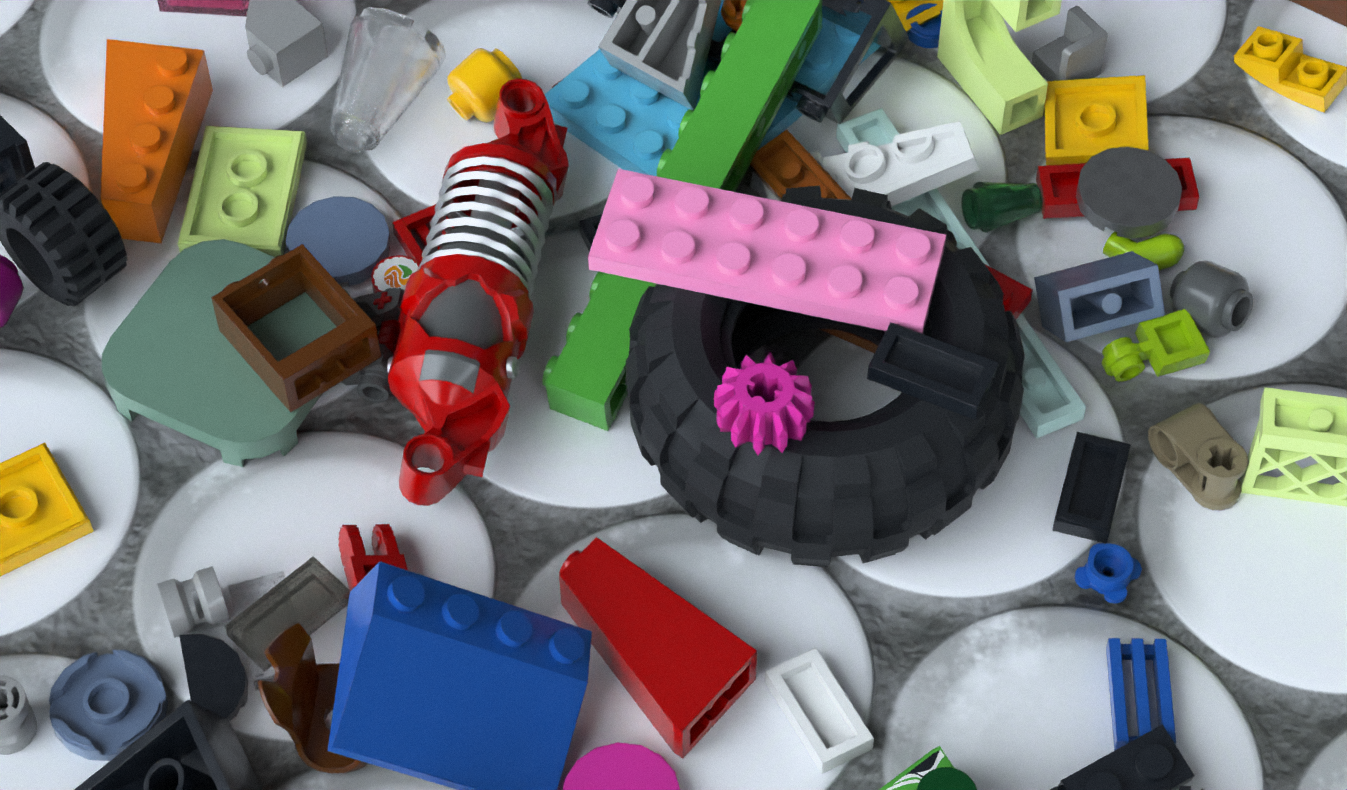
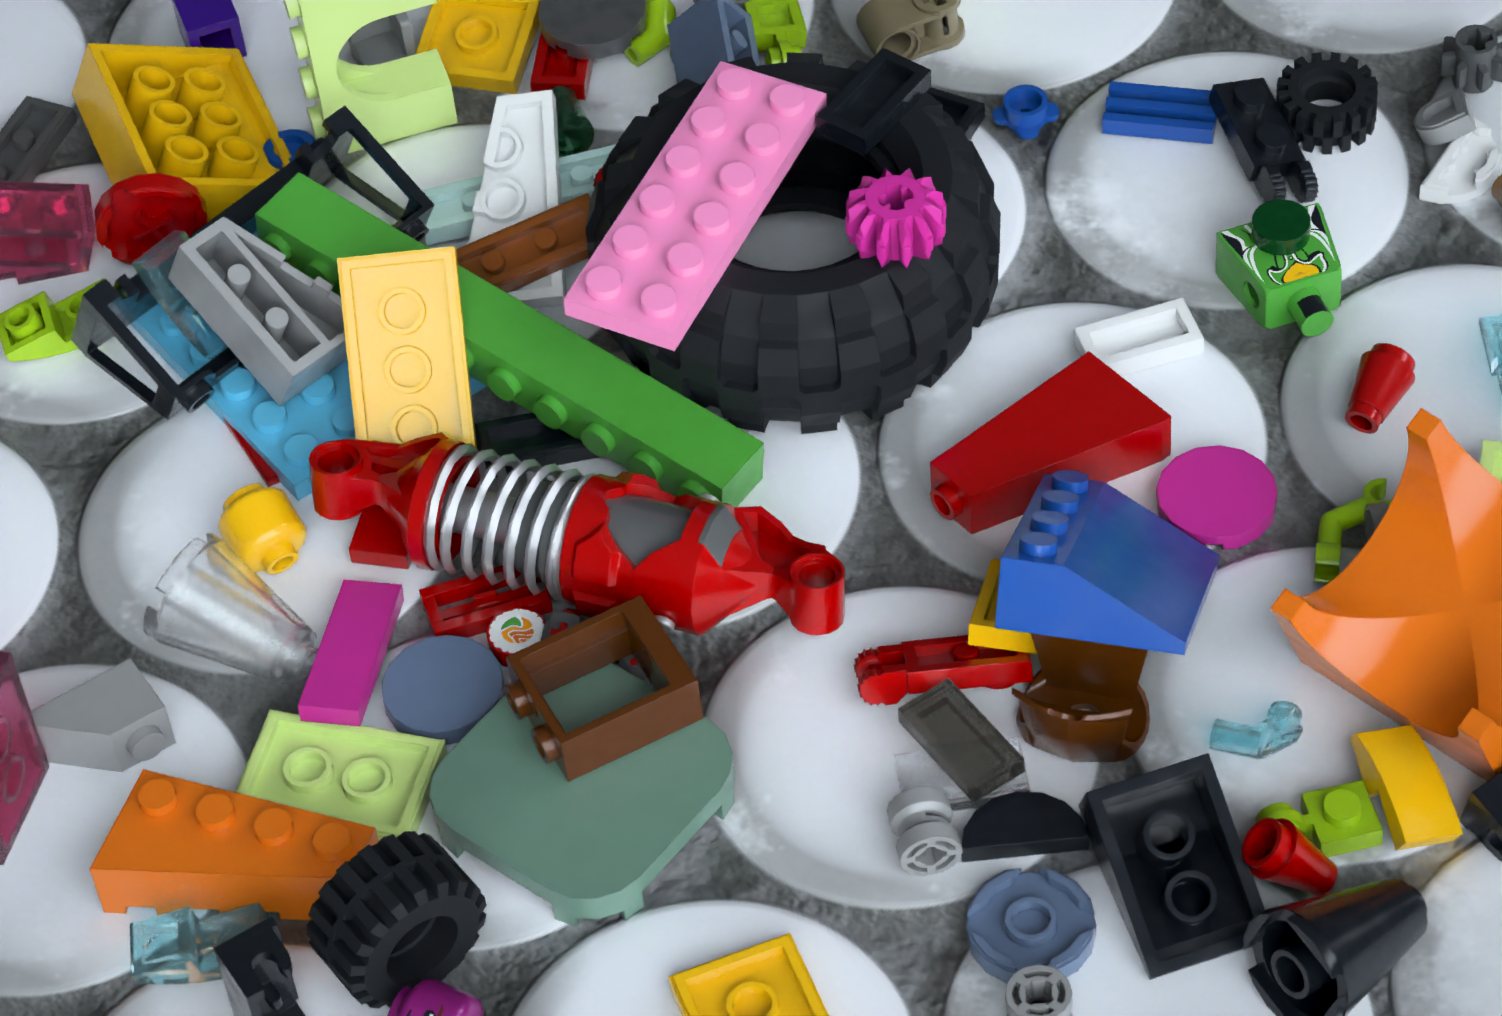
camera: 75 degrees left, 5 degrees down
(75, 134) = (180, 946): none -> clear light blue slope
(363, 170) = (351, 653): none -> dark pink tile
(640, 123) = (406, 346): none -> yellow tile

